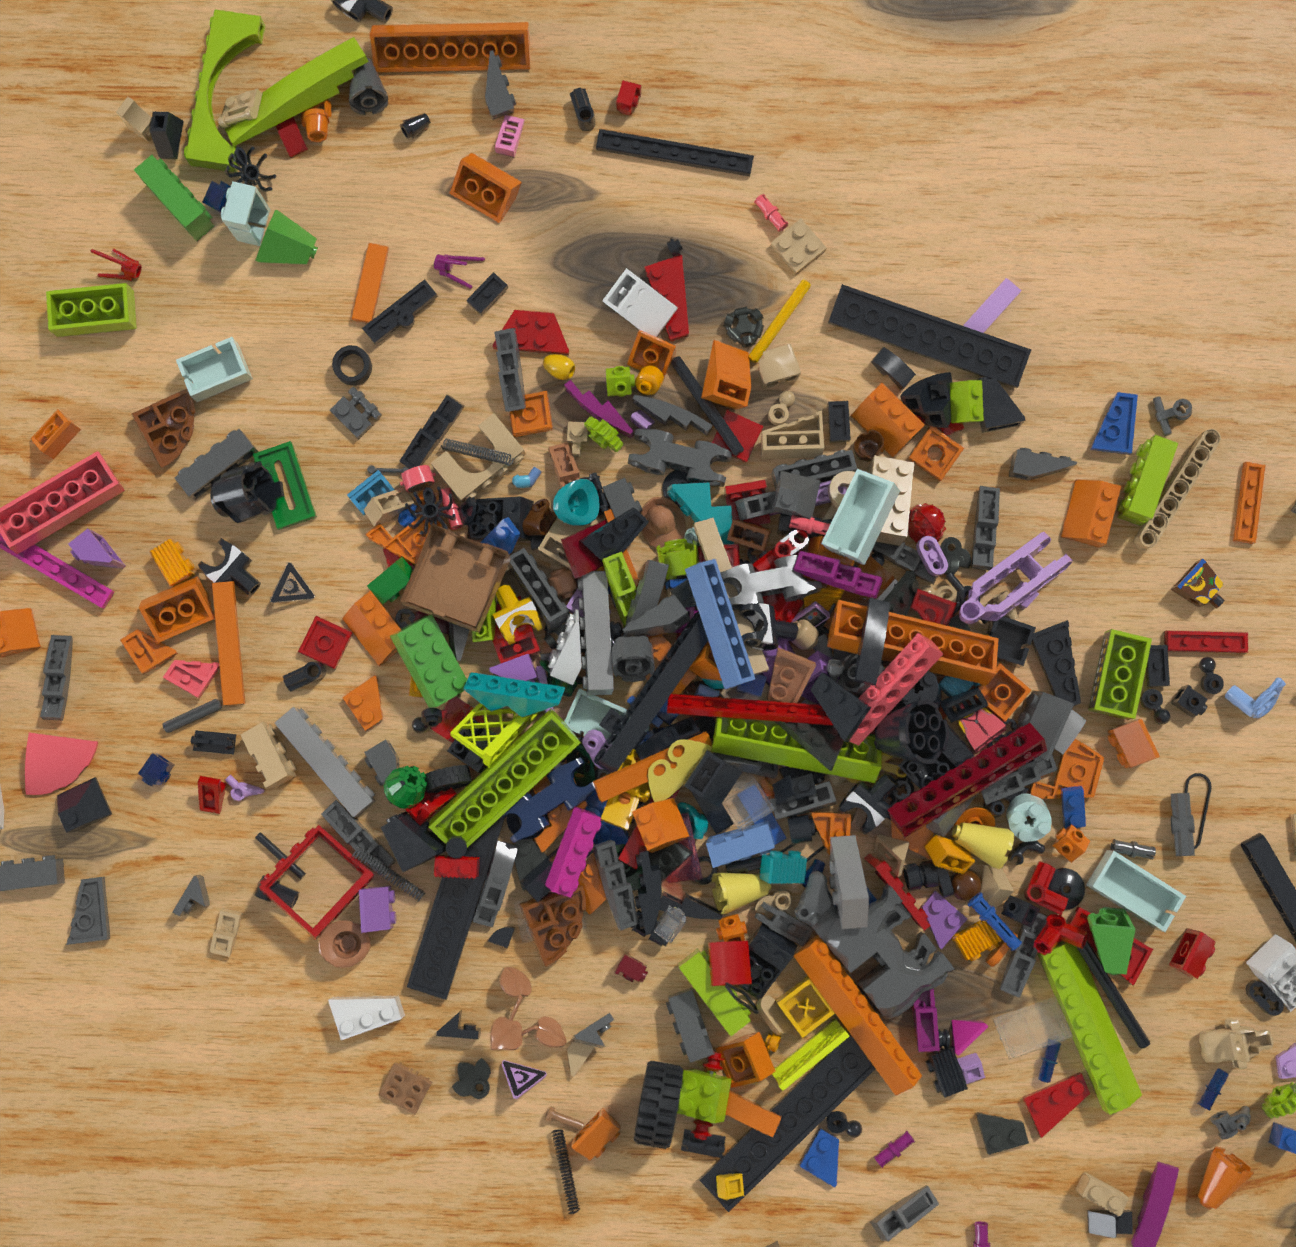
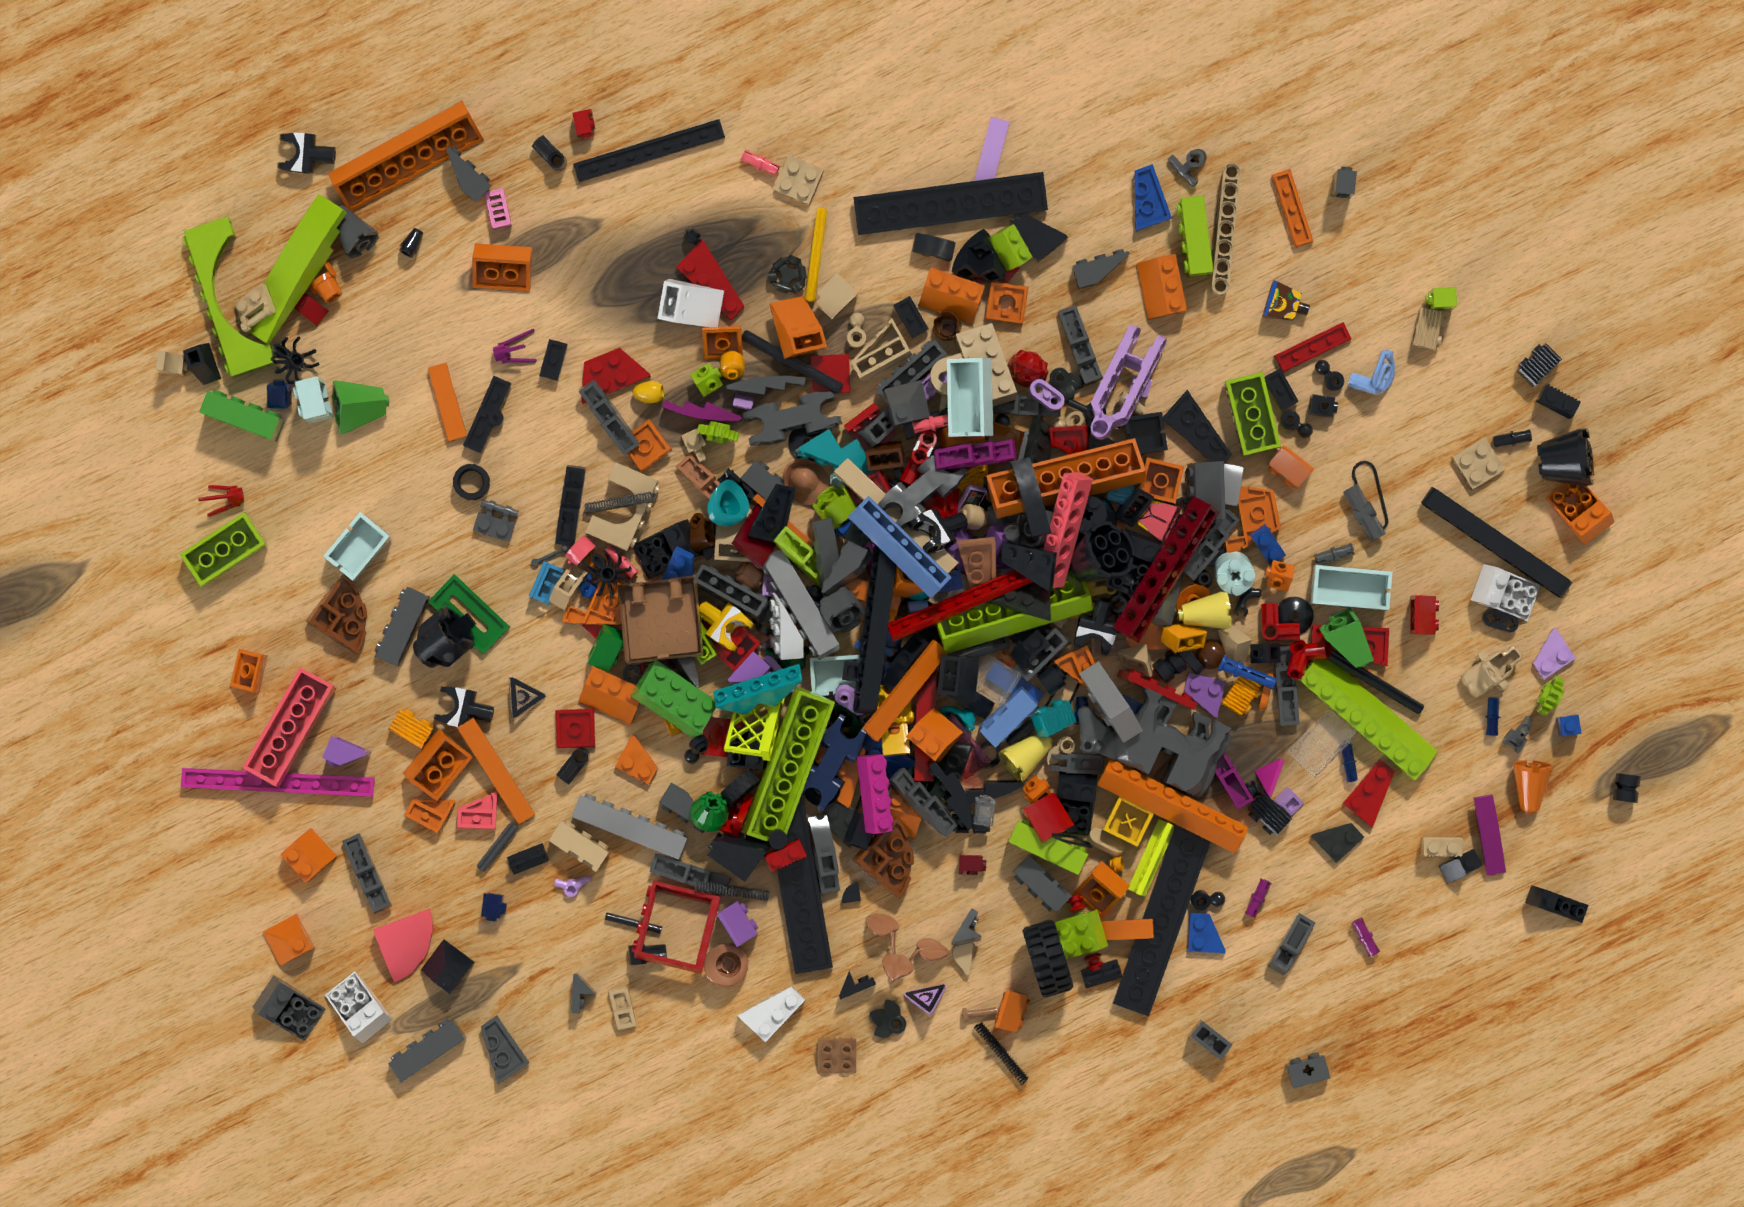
camera: 25 degrees left, 5 degrees up
(211, 794) = (549, 902): red slope -> none
(468, 510) = (636, 556): black tile -> none
(526, 481) = (673, 504): arm -> none
(668, 783) = (925, 692): light yellow piece -> none
(730, 1186) = (1139, 994): yellow slope -> none

